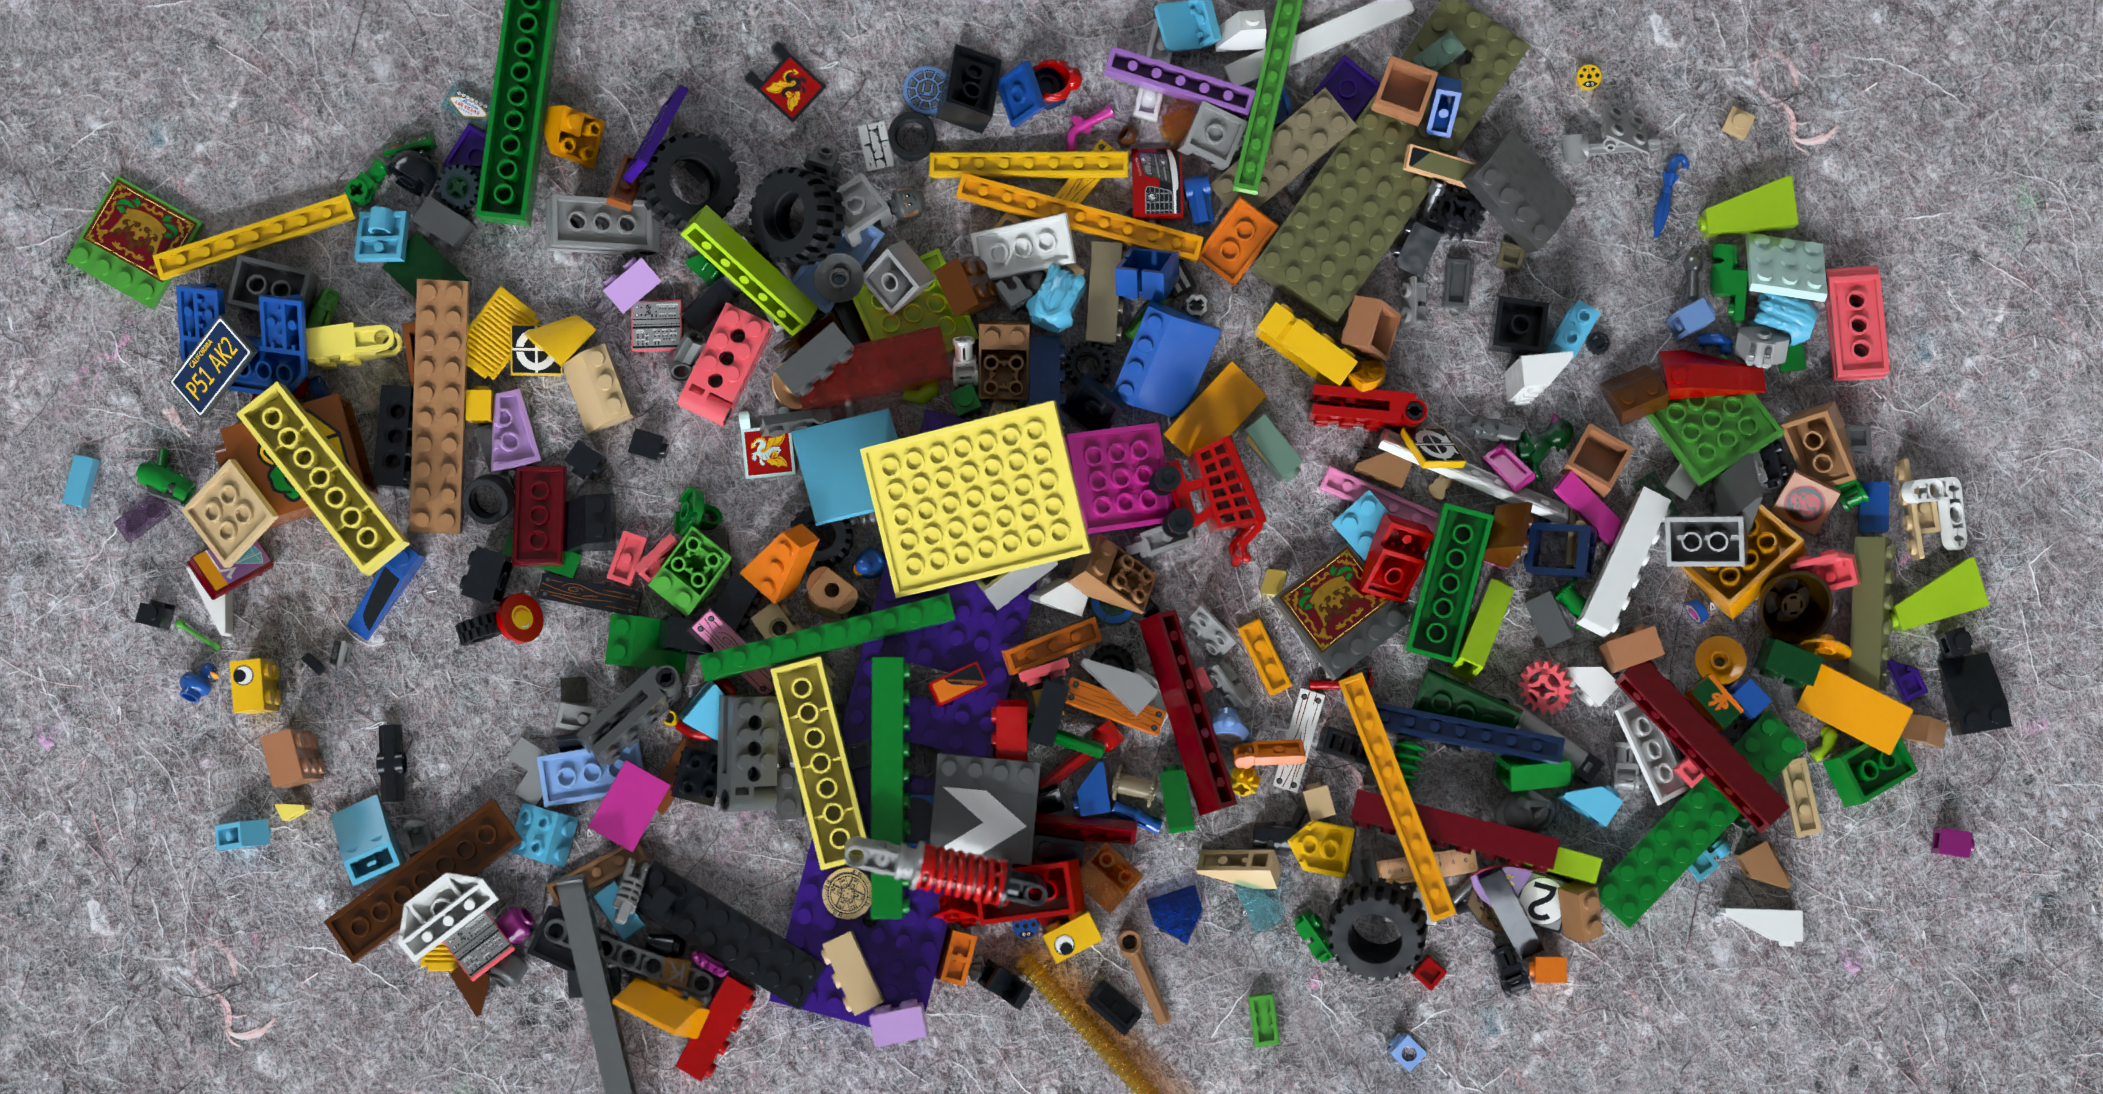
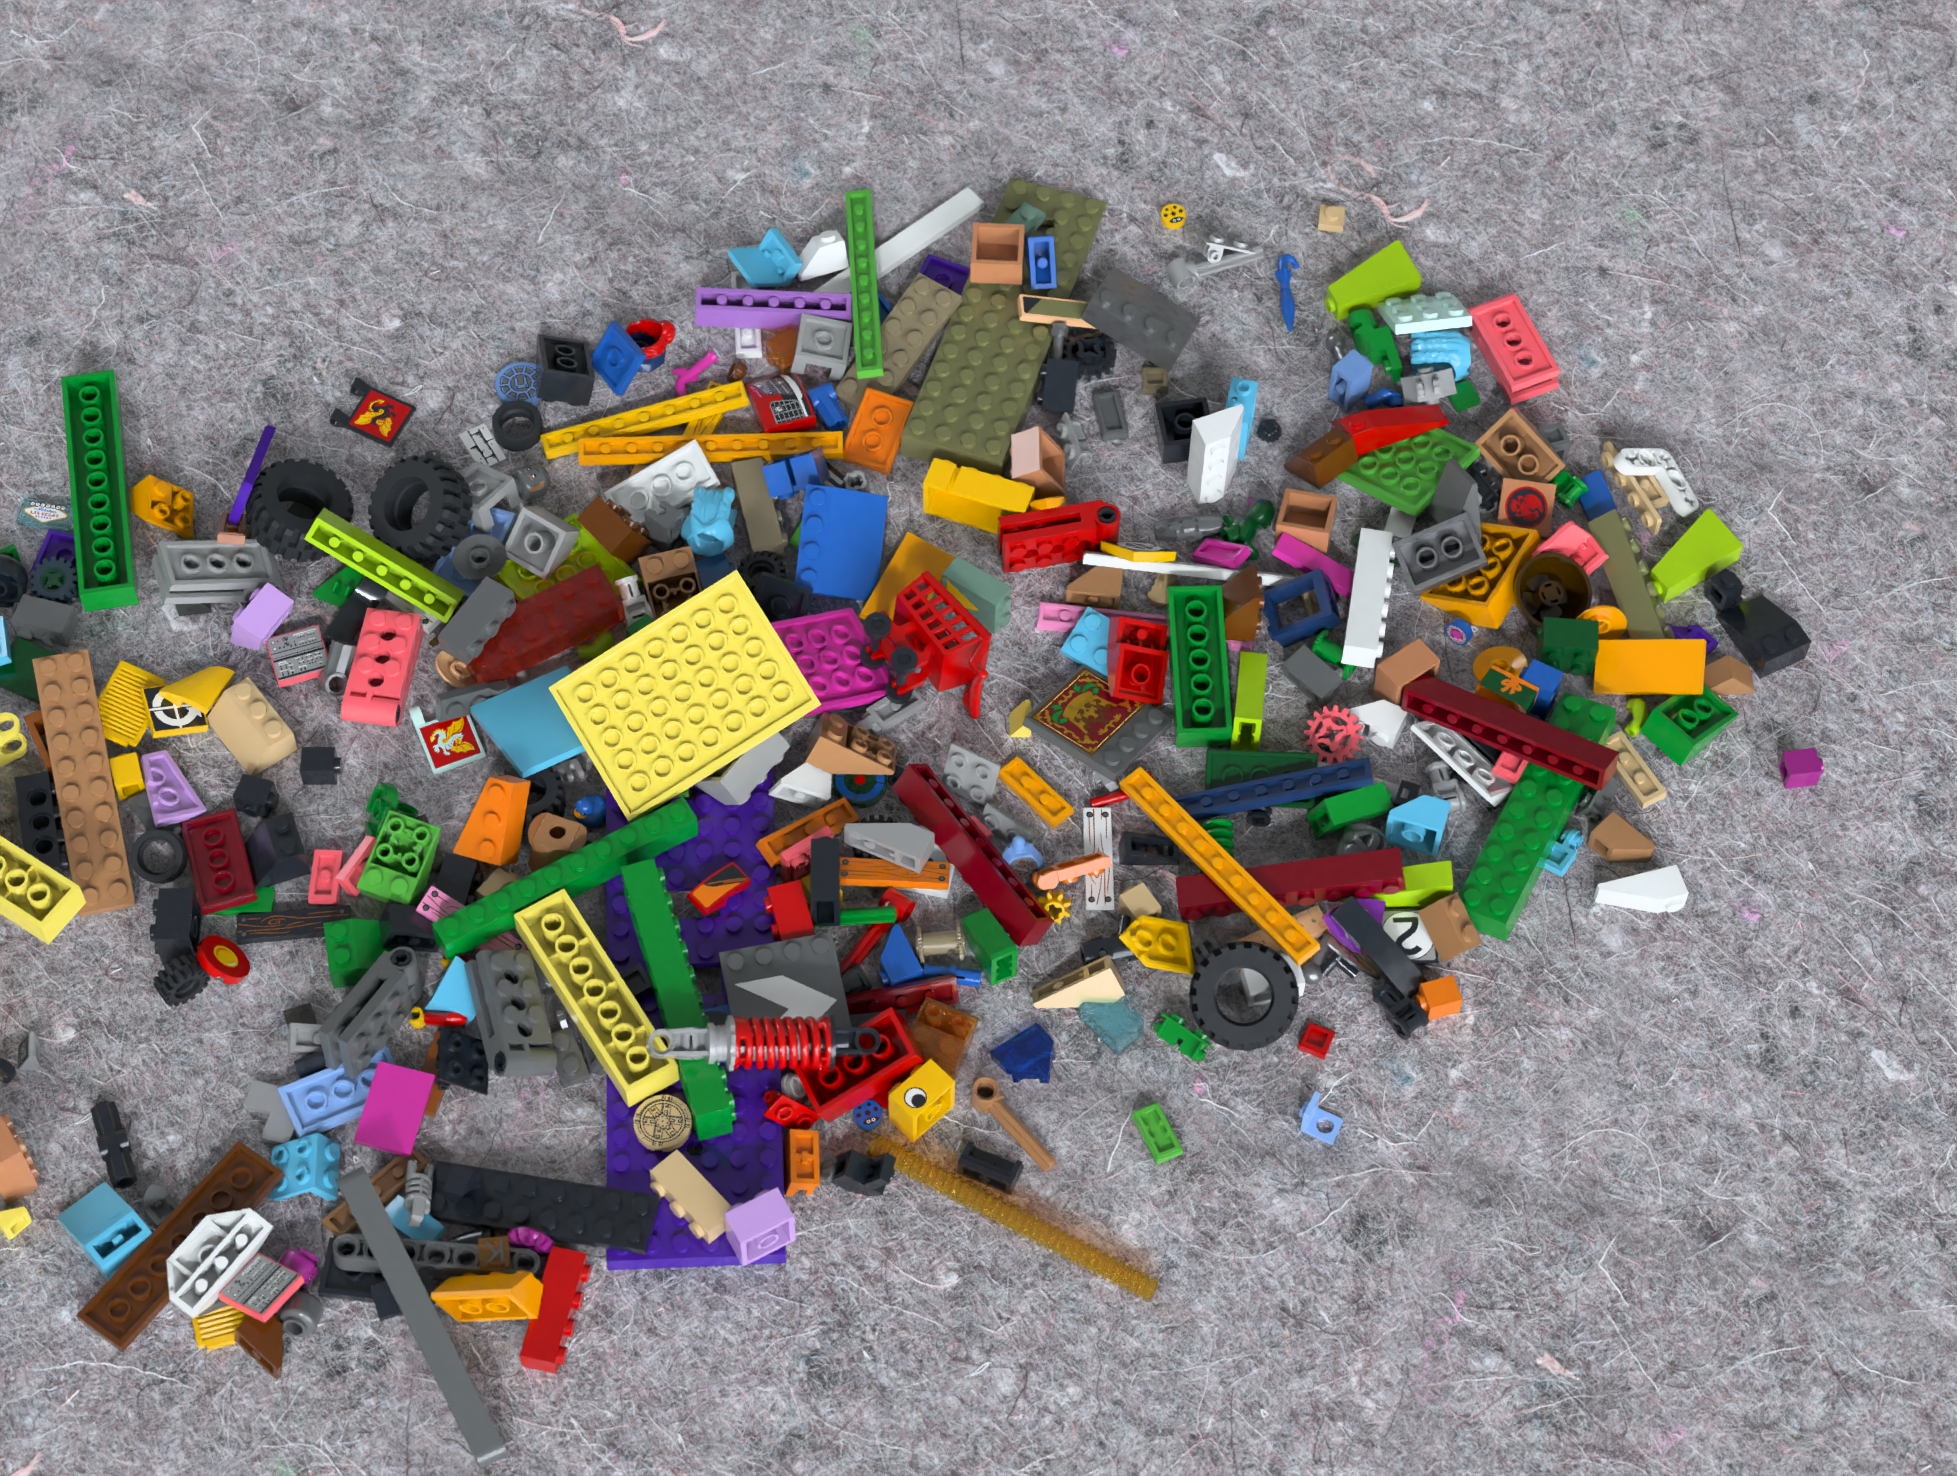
camera: 20 degrees left, 25 degrees down
(385, 591) = (66, 974): slope -> none

